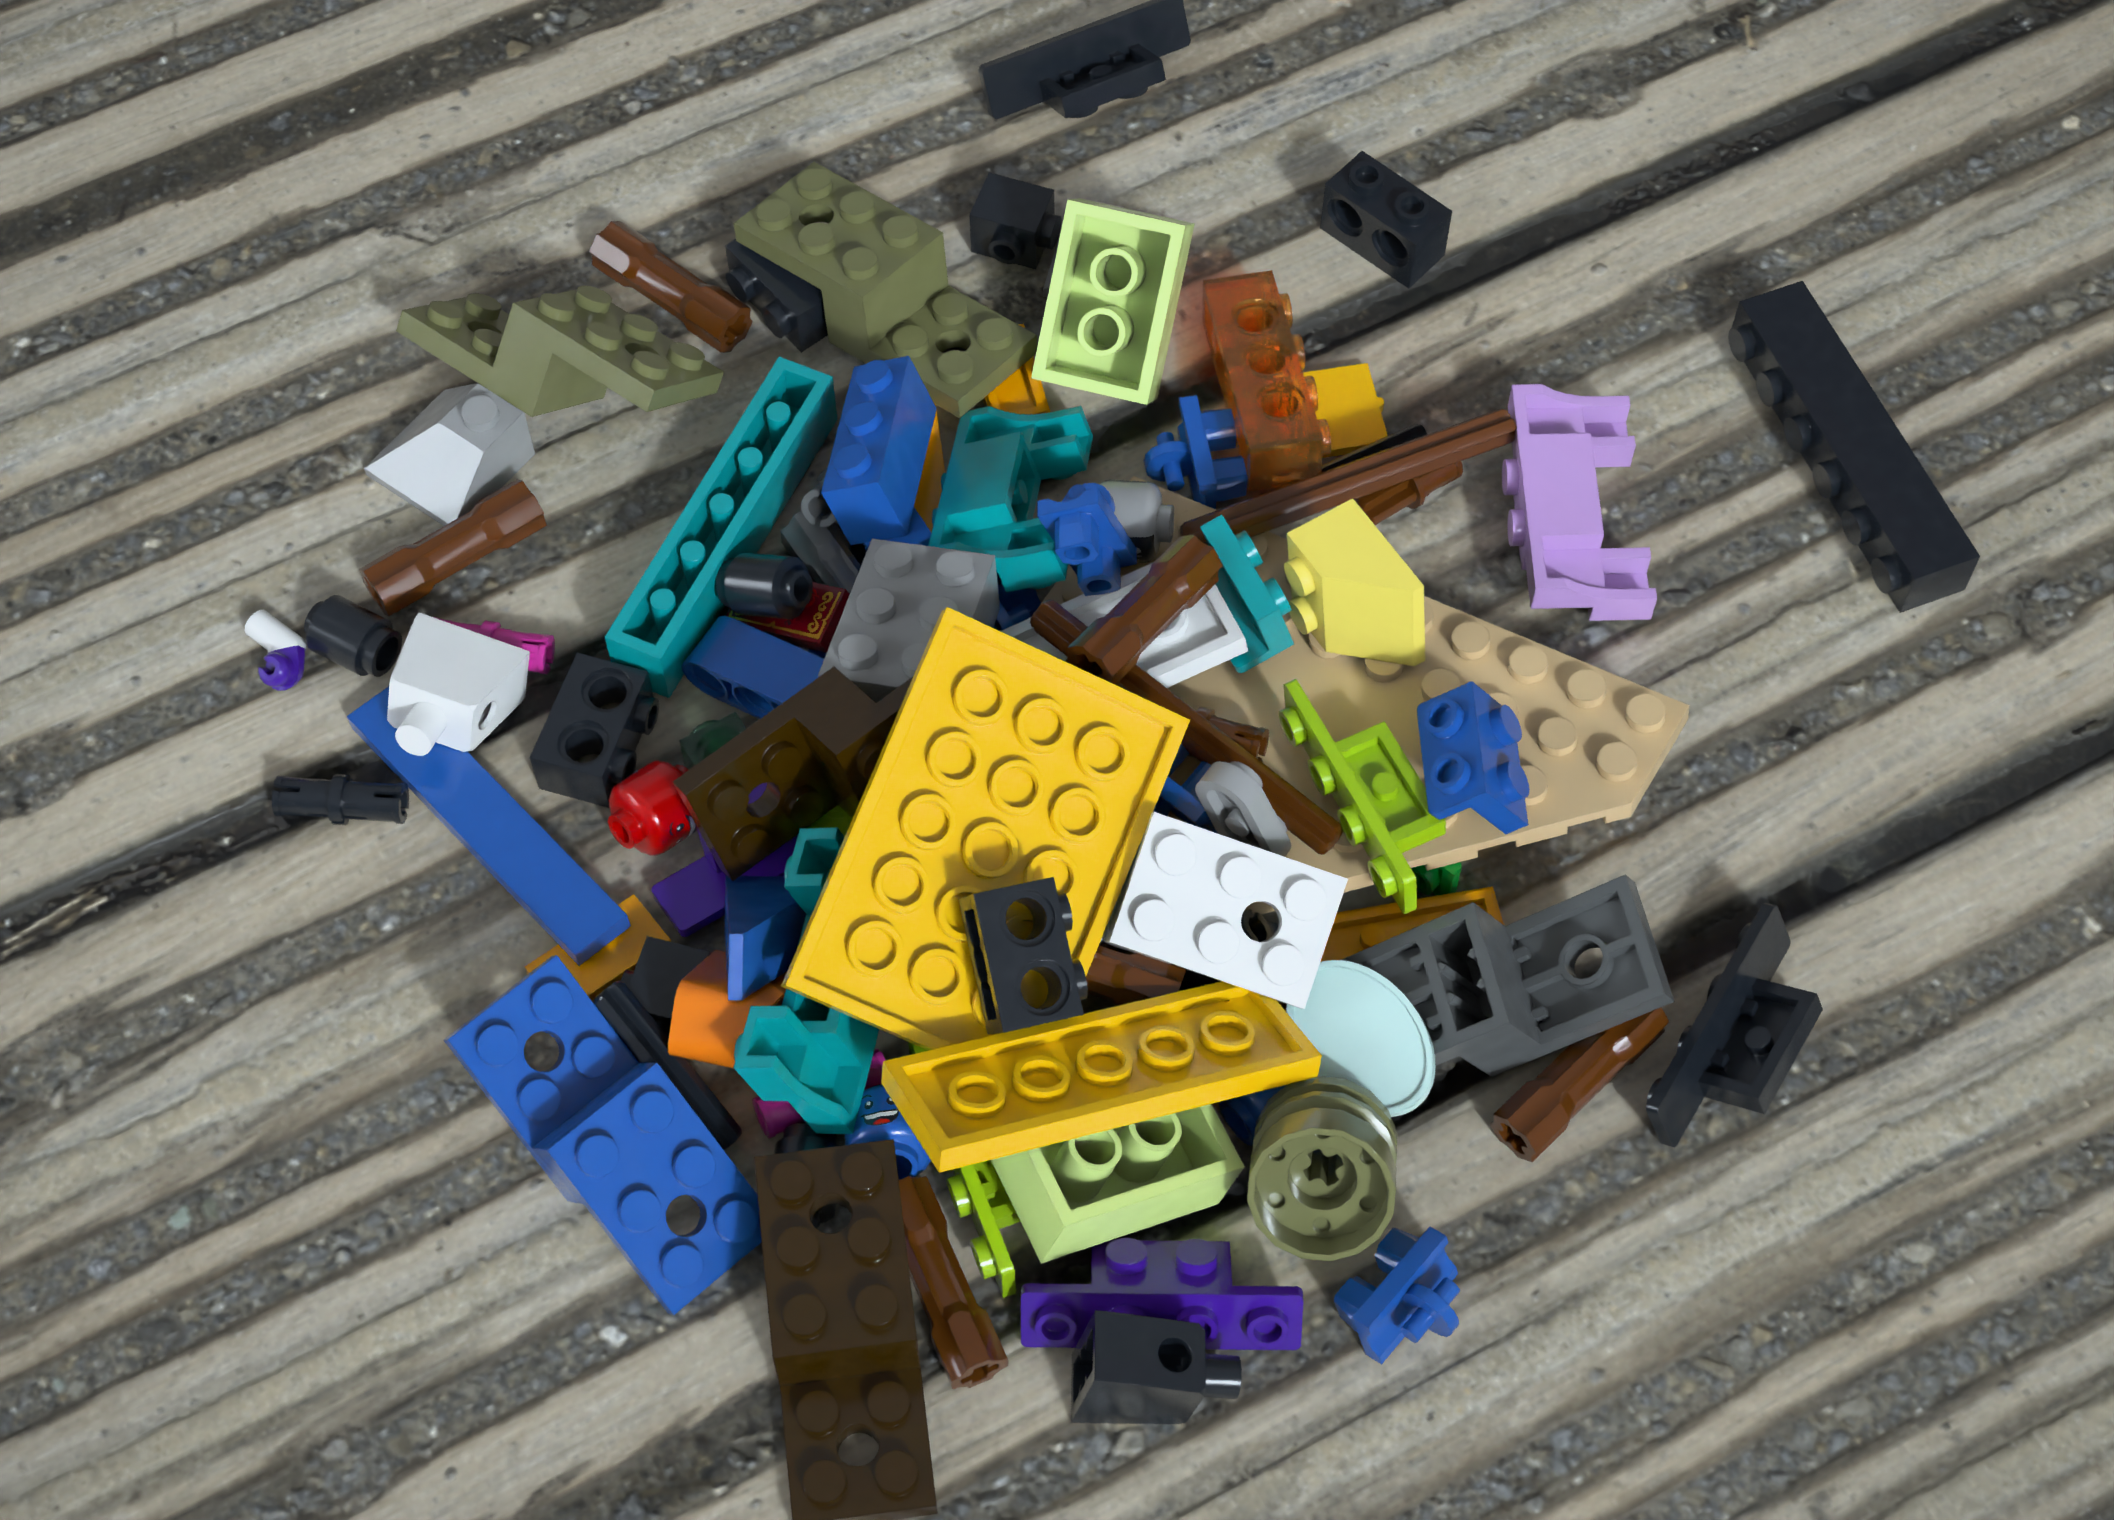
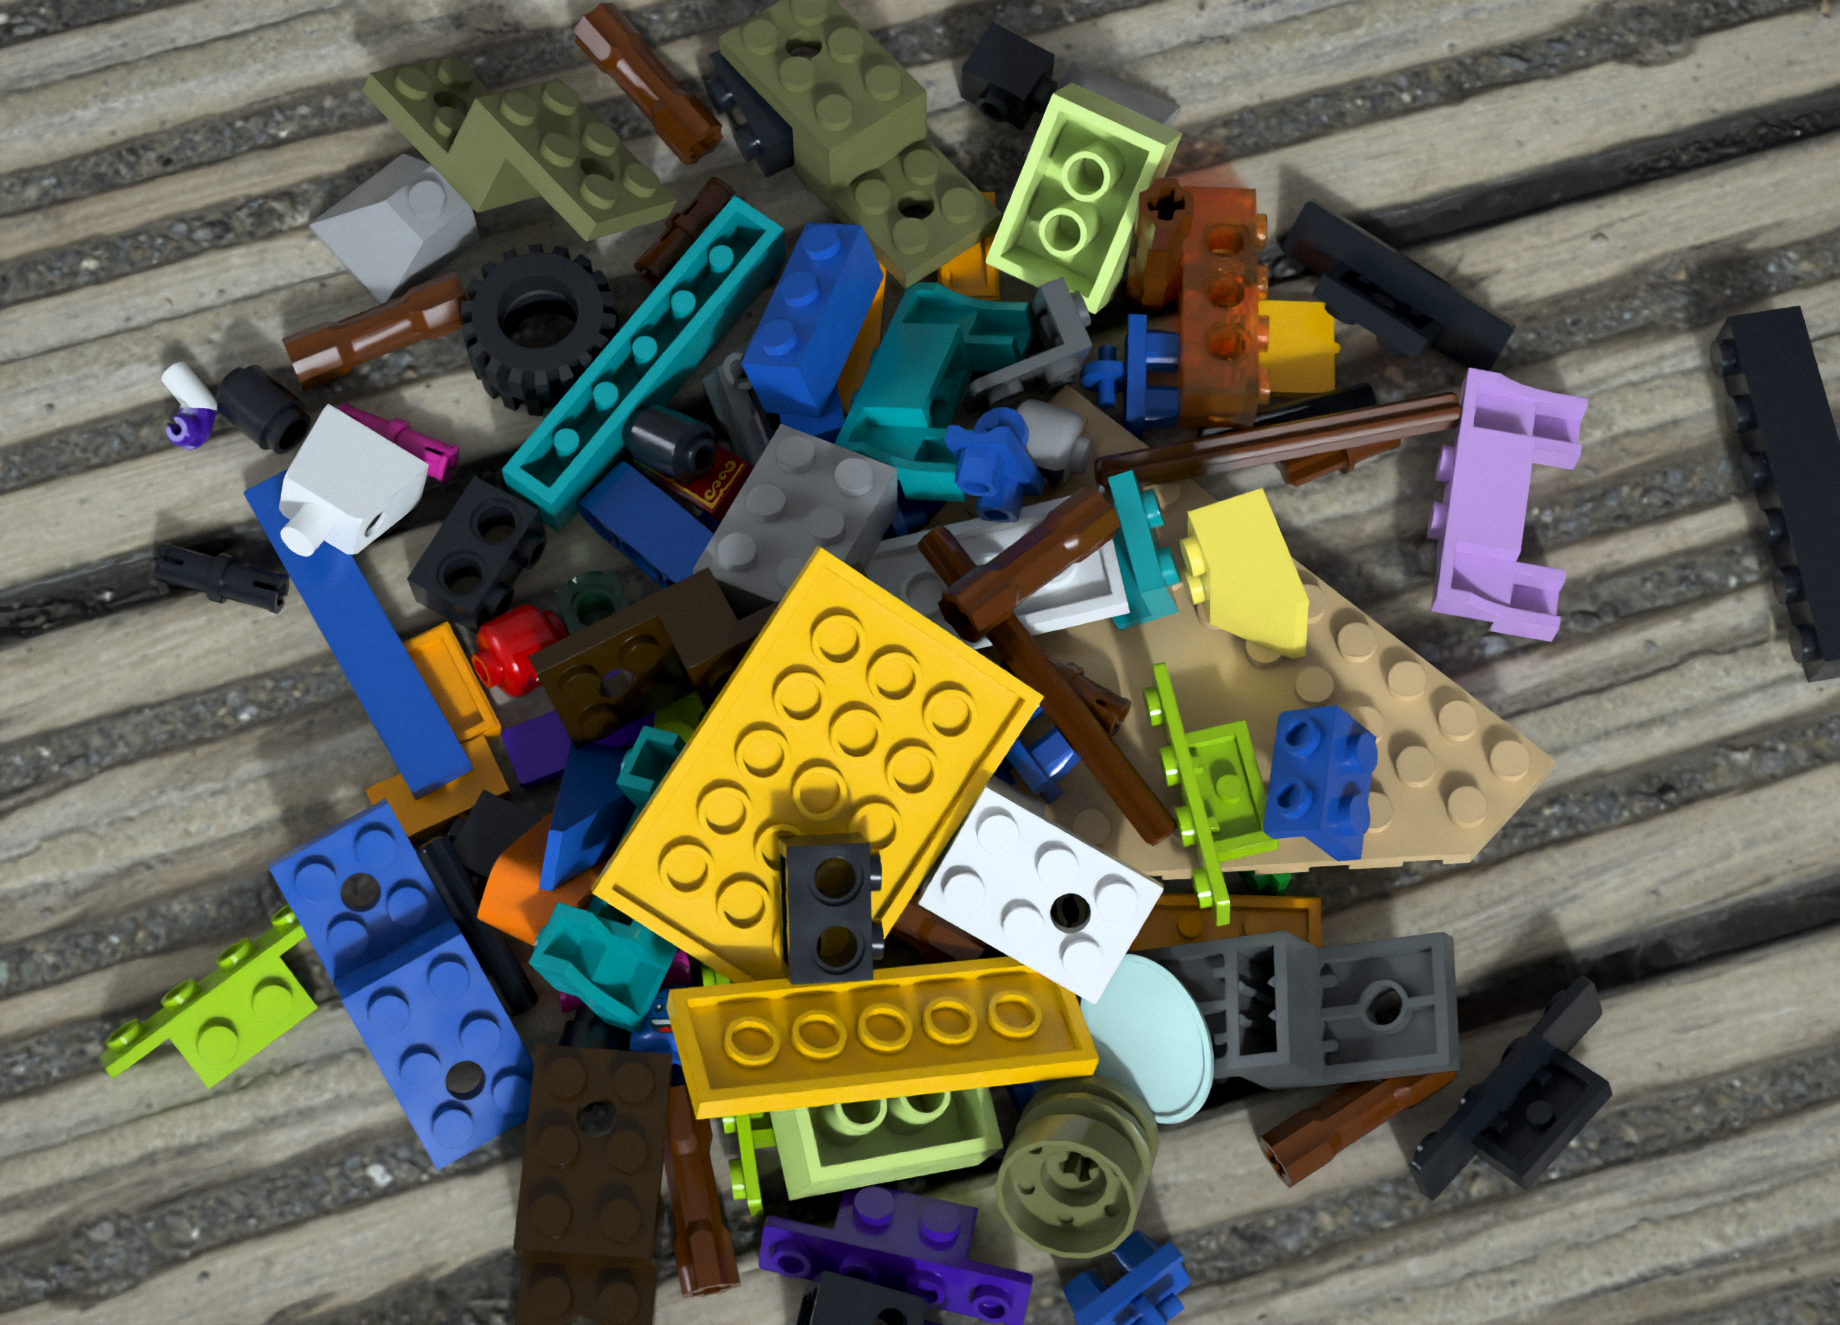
camera: 10 degrees right, 10 degrees up
(428, 1205) = (226, 1013): none -> lime bracket
(595, 852) = (453, 684): none -> light orange tile
(598, 478) = (529, 287): none -> black tyre
(730, 407) = (683, 231): none -> reddish brown pin
(1120, 433) = (1061, 330): none -> dark grey bracket
(1195, 304) = (1161, 225): none -> reddish brown axle
(1240, 807) = (1078, 795): light grey plate -> none
(1385, 219) = (1388, 147): black brick -> none
(1420, 340) = (1391, 293): none -> black bracket

